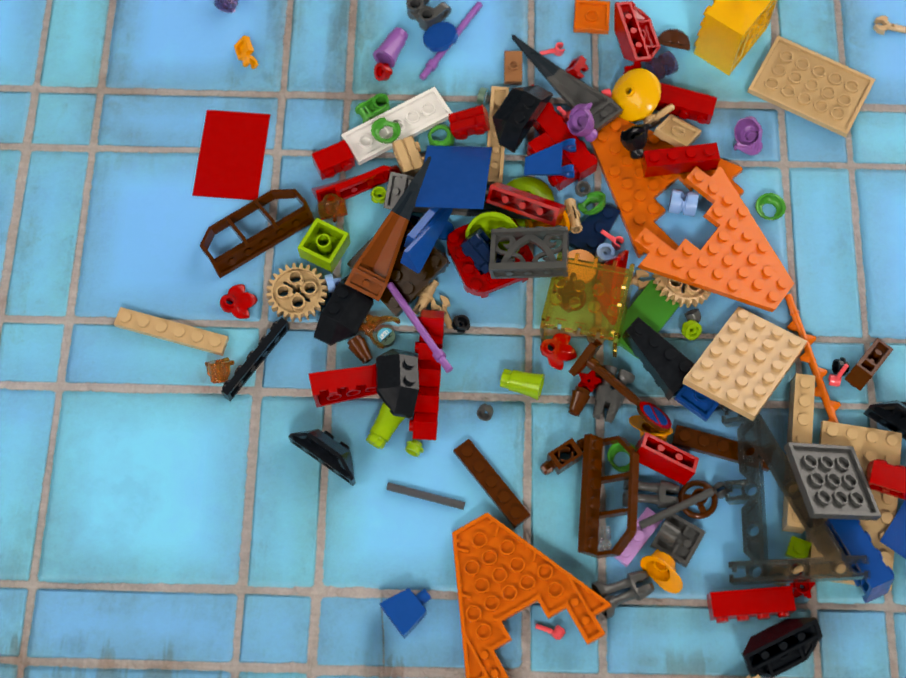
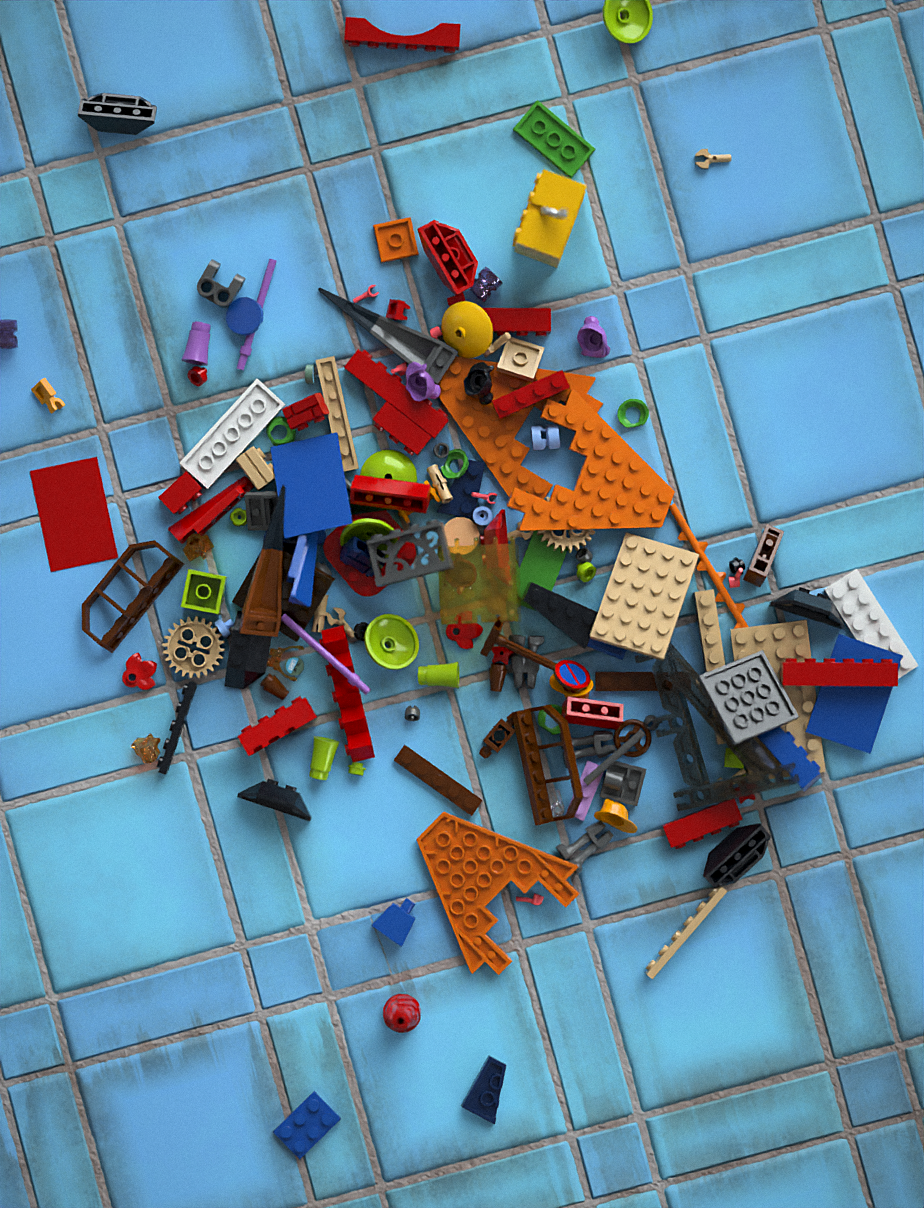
camera: 20 degrees left, 20 degrees up
(171, 331) = (84, 722): tan plate -> none
(371, 107) = (201, 423): bright green piece -> none
(380, 124) = (214, 451): bright green piece -> none
(398, 381) = (322, 712): black wedge -> none
(425, 496) = (381, 810): dark grey bar -> none
(485, 337) = (399, 637): none -> lime dish
(513, 68) = (331, 327): medium nougat plate -> none
(519, 114) = (354, 390): black wedge -> none
(549, 161) = (399, 435): blue flag -> none
(674, 38) = (489, 244): reddish brown plate -> none
(811, 86) = (644, 259): tan plate -> none

